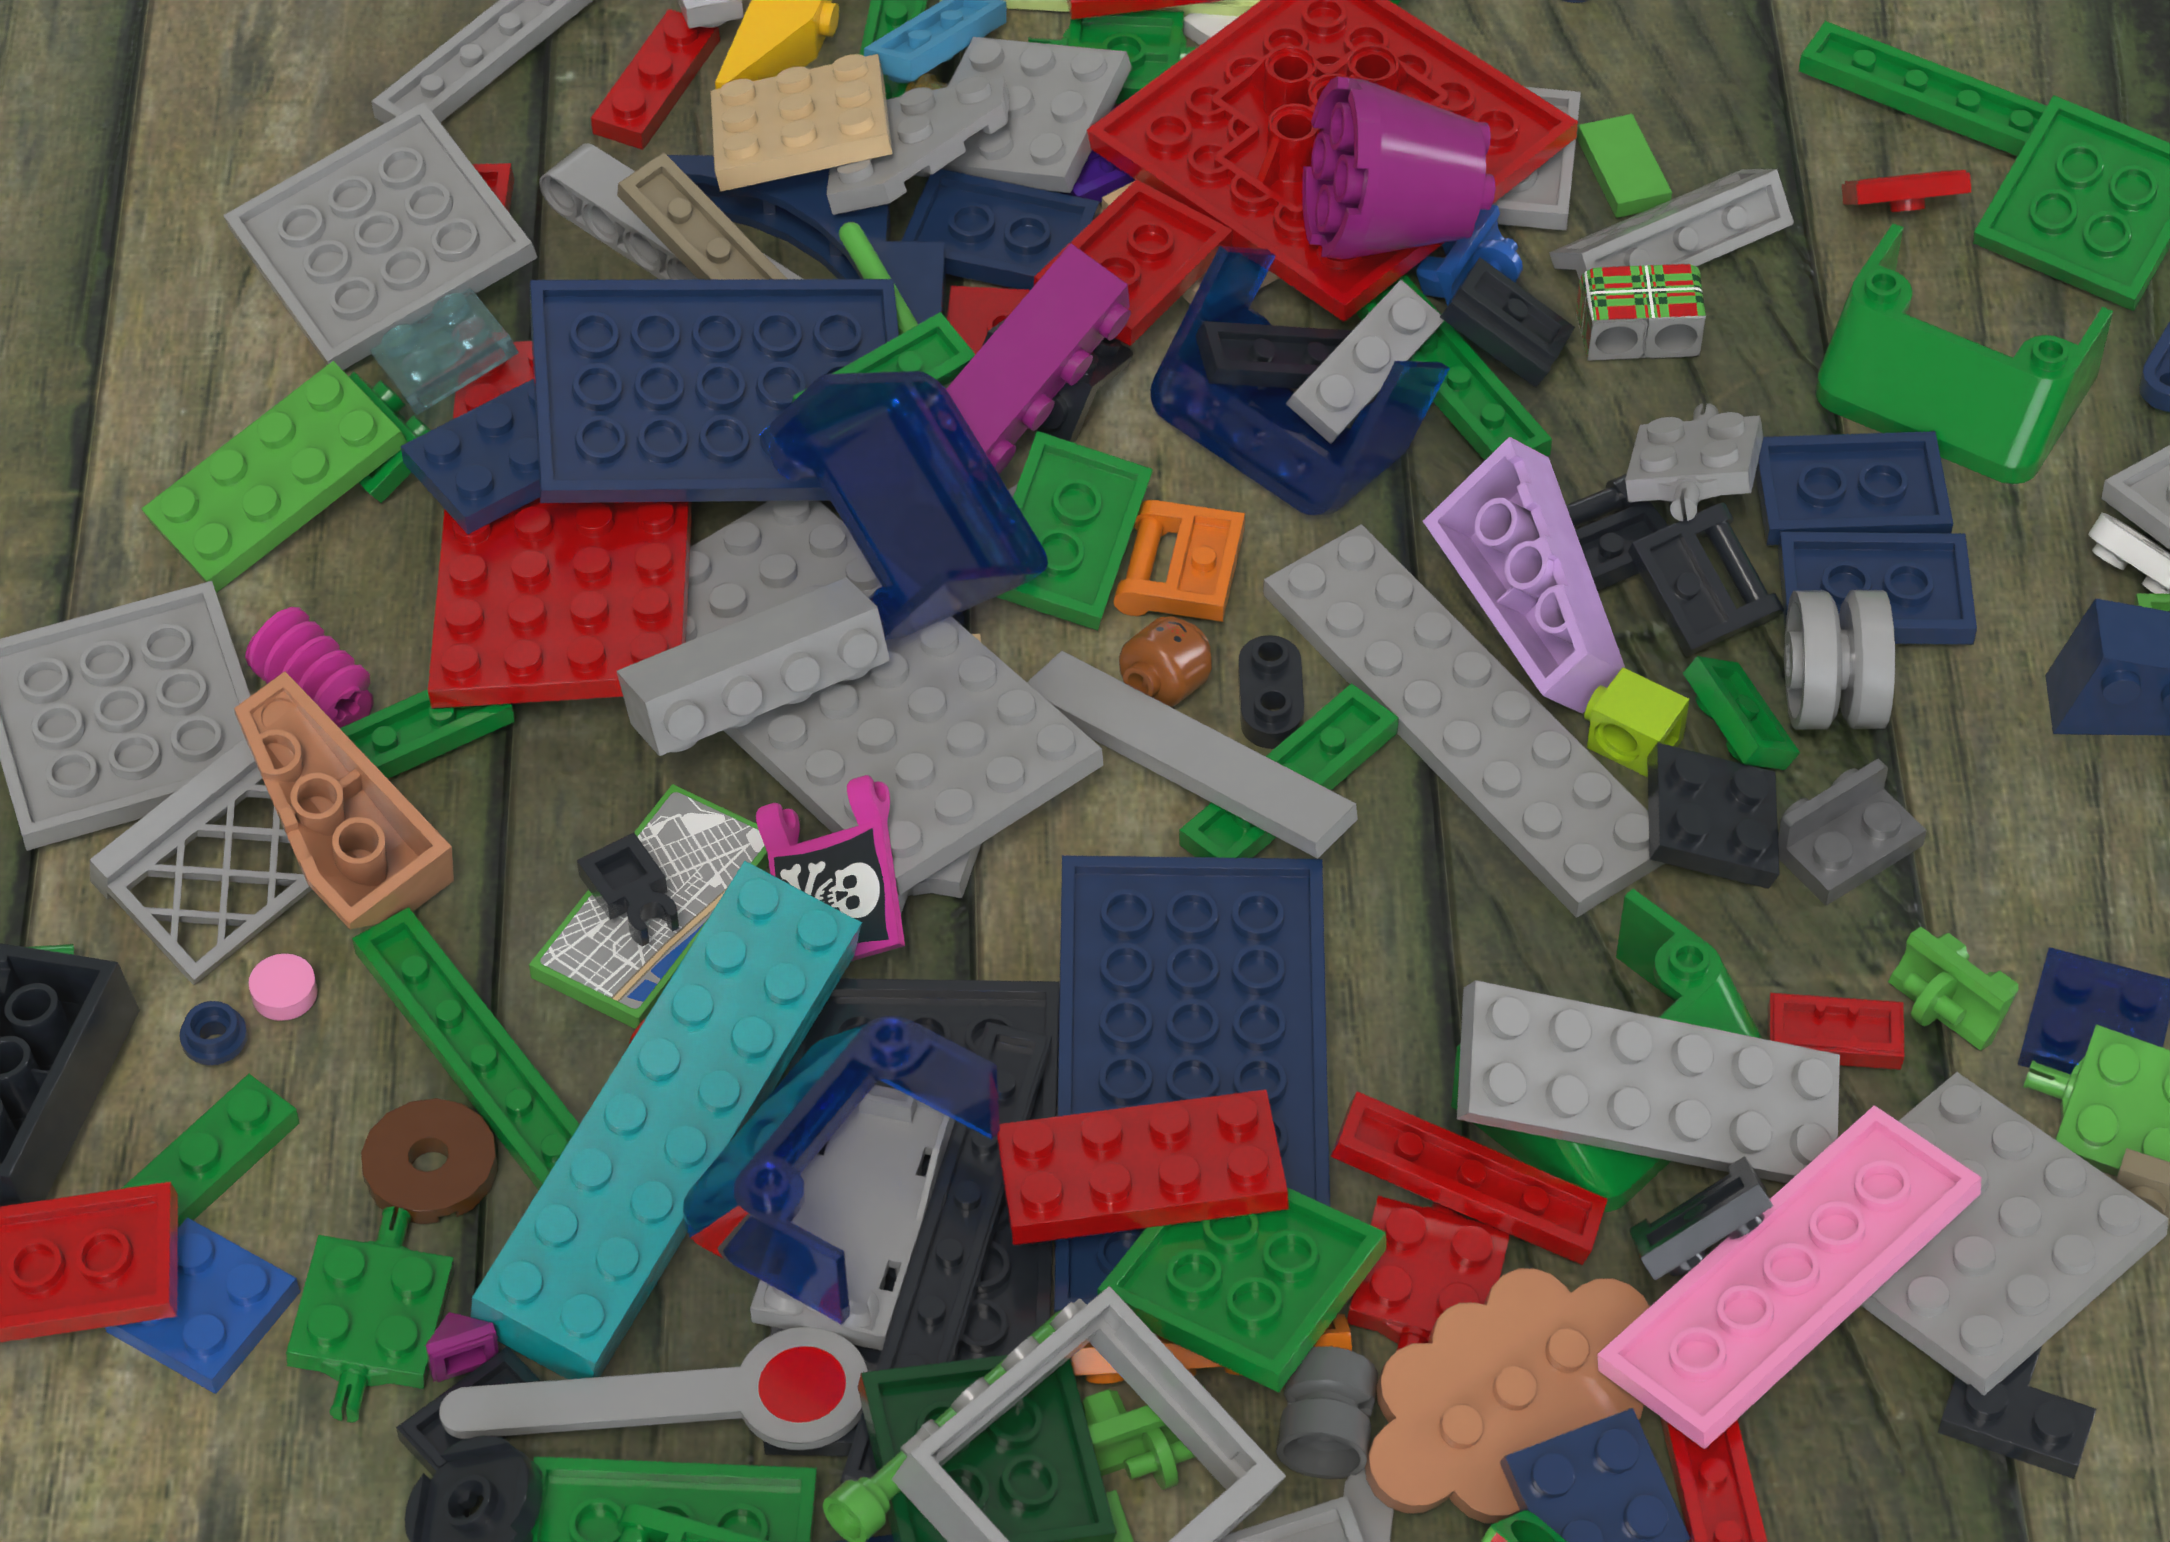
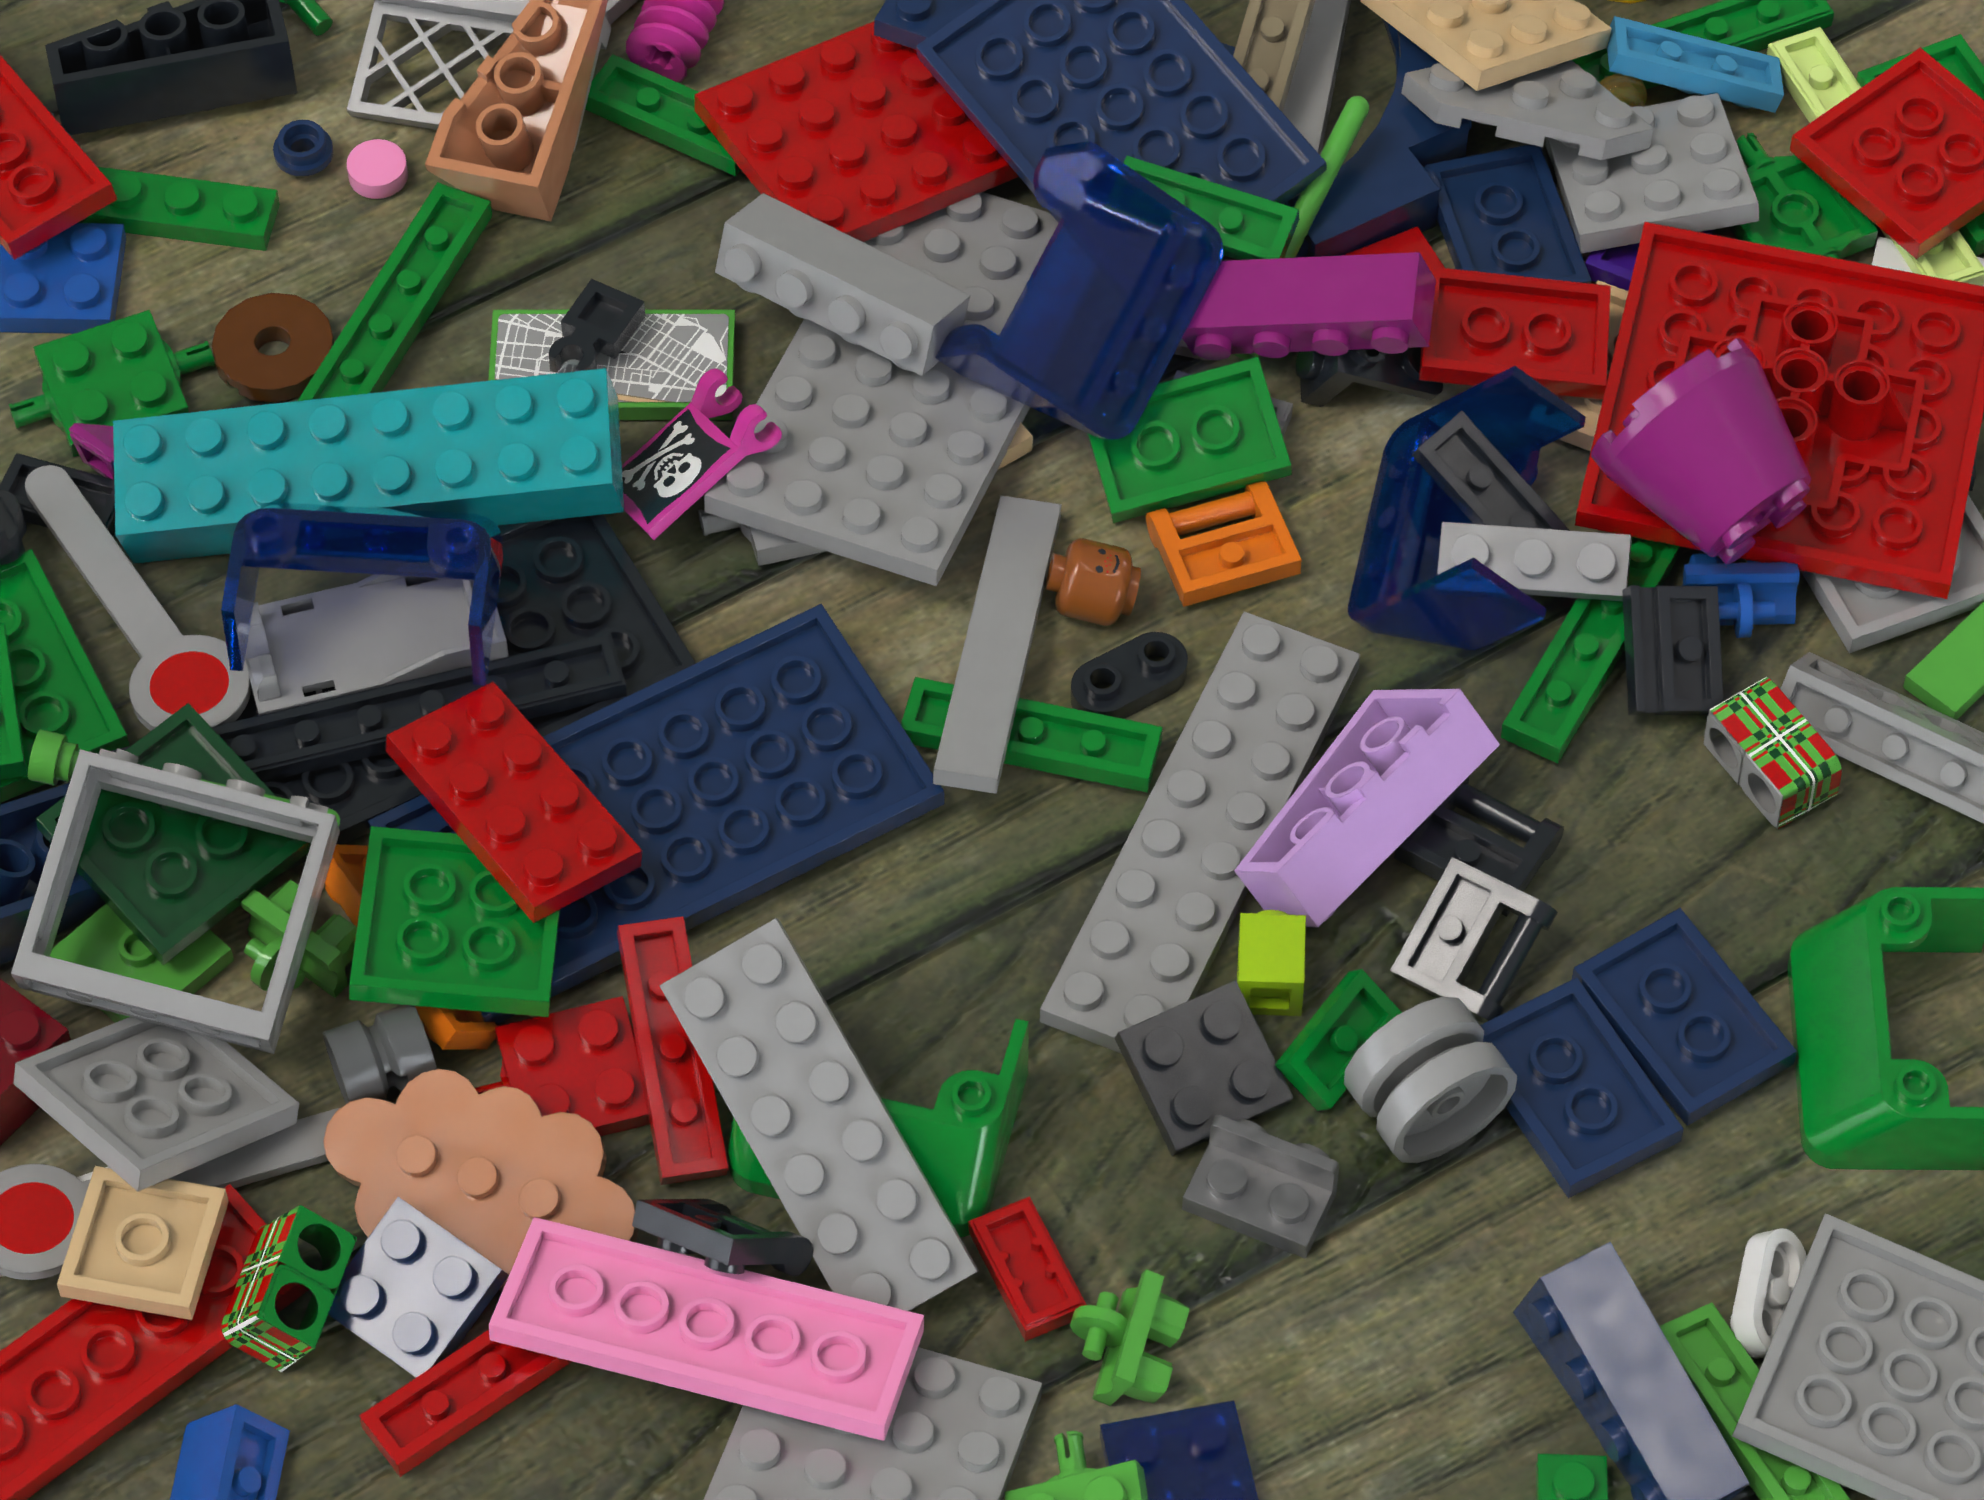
camera: 60 degrees right, 5 degrees up
(1694, 459) = (1600, 866): light grey plate -> none

